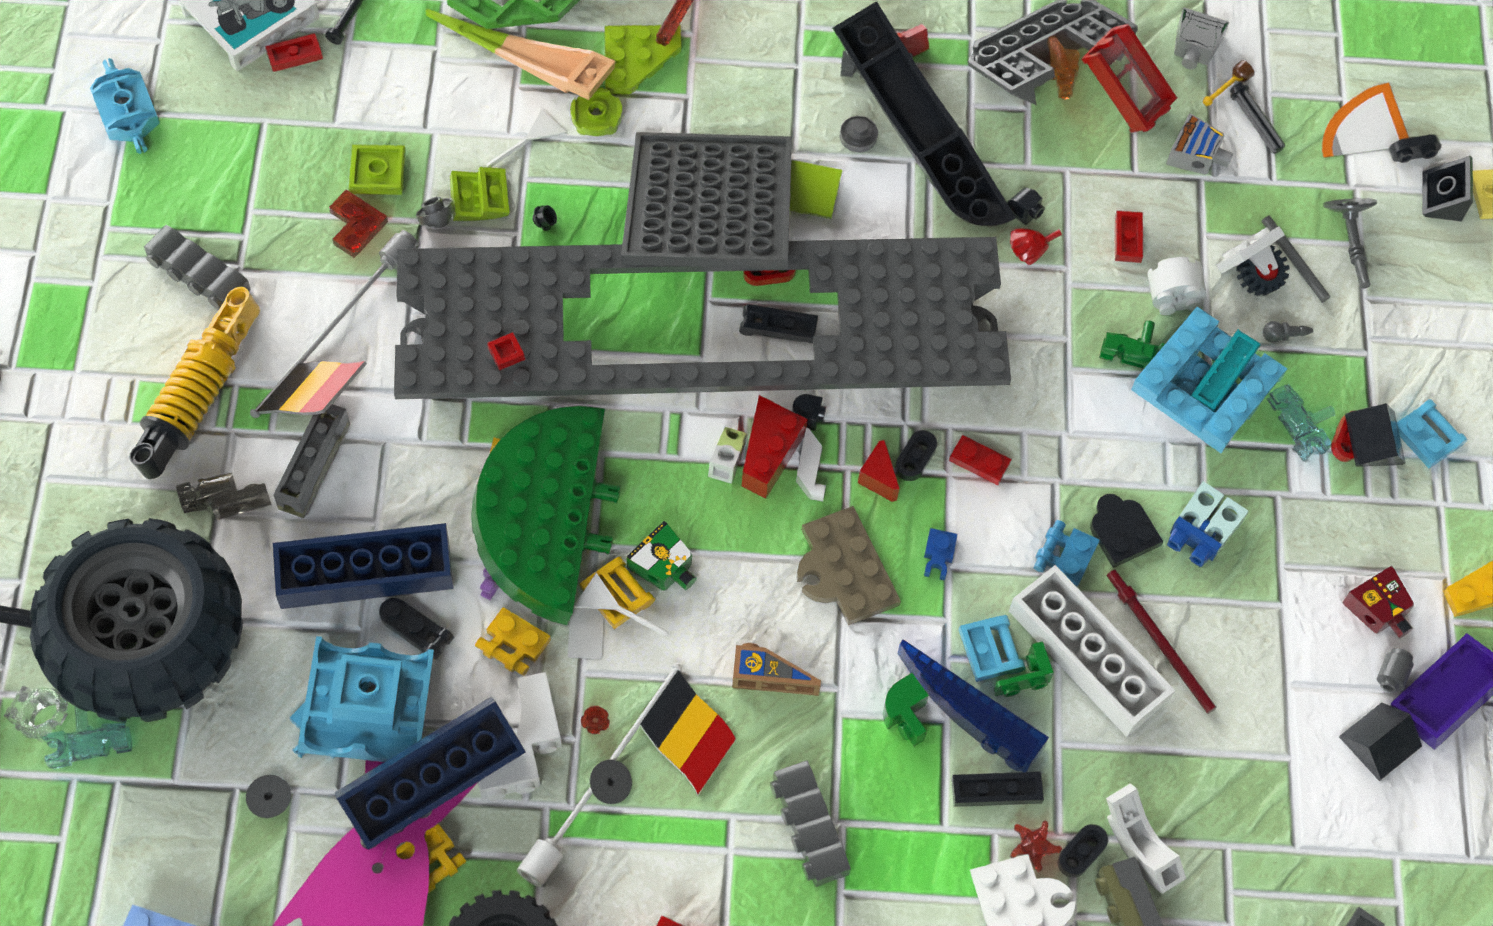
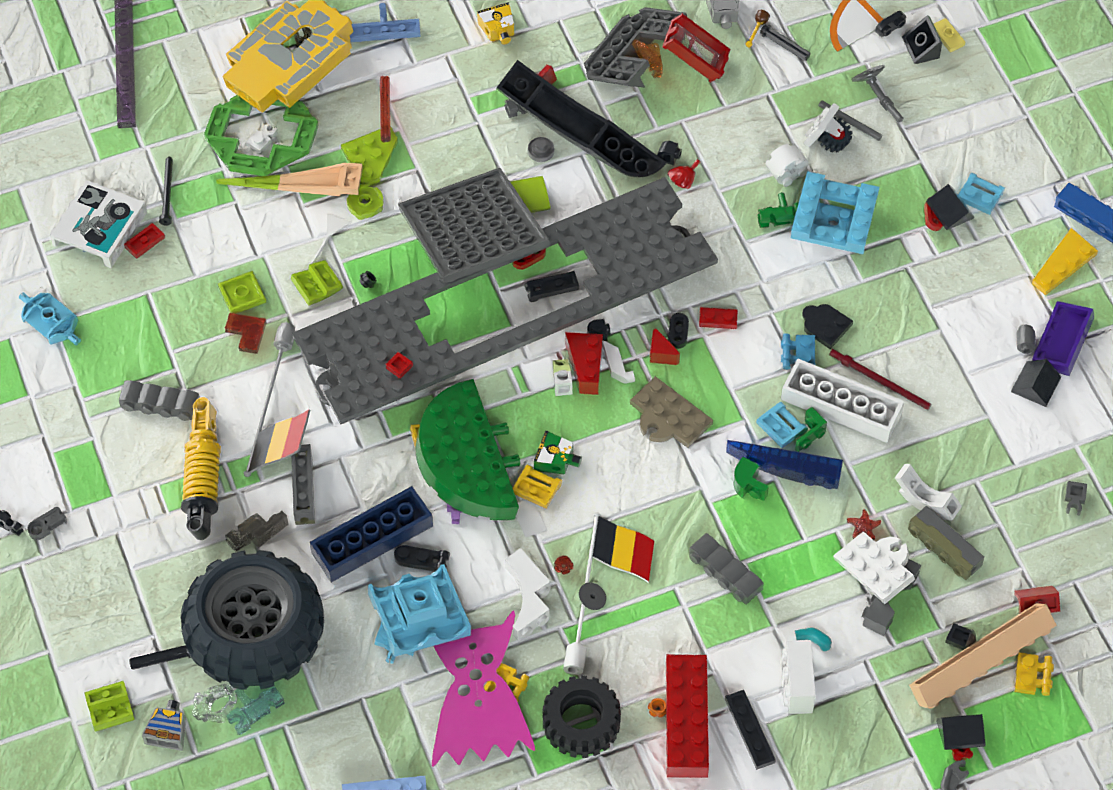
camera: 20 degrees left, 5 degrees down
(268, 796) = (386, 692): dark grey piece -> none
(429, 773) = (485, 631): dark blue brick -> none
(436, 212) = (296, 304): flat silver plate -> none
(517, 634) = (490, 537): yellow plate -> none
(598, 597) = (528, 492): white piece -> none
(763, 670) = (653, 493): slope -> none
(939, 549) = (722, 381): blue plate -> none
(997, 789) = (826, 503): black plate -> none
(1082, 852) = (893, 518): black plate -> none
(1129, 236) = (742, 146): red plate -> none
(1198, 147) = (758, 75): light grey torso -> none
(1200, 532) = (873, 306): hips -> none
(1226, 370) = (843, 202): teal plate -> none
(1274, 331) = (860, 169): dark grey bar -> none
(1300, 423) = (901, 217): clear light blue piece -> none
(1382, 603) = (999, 303): dark red torso -> none

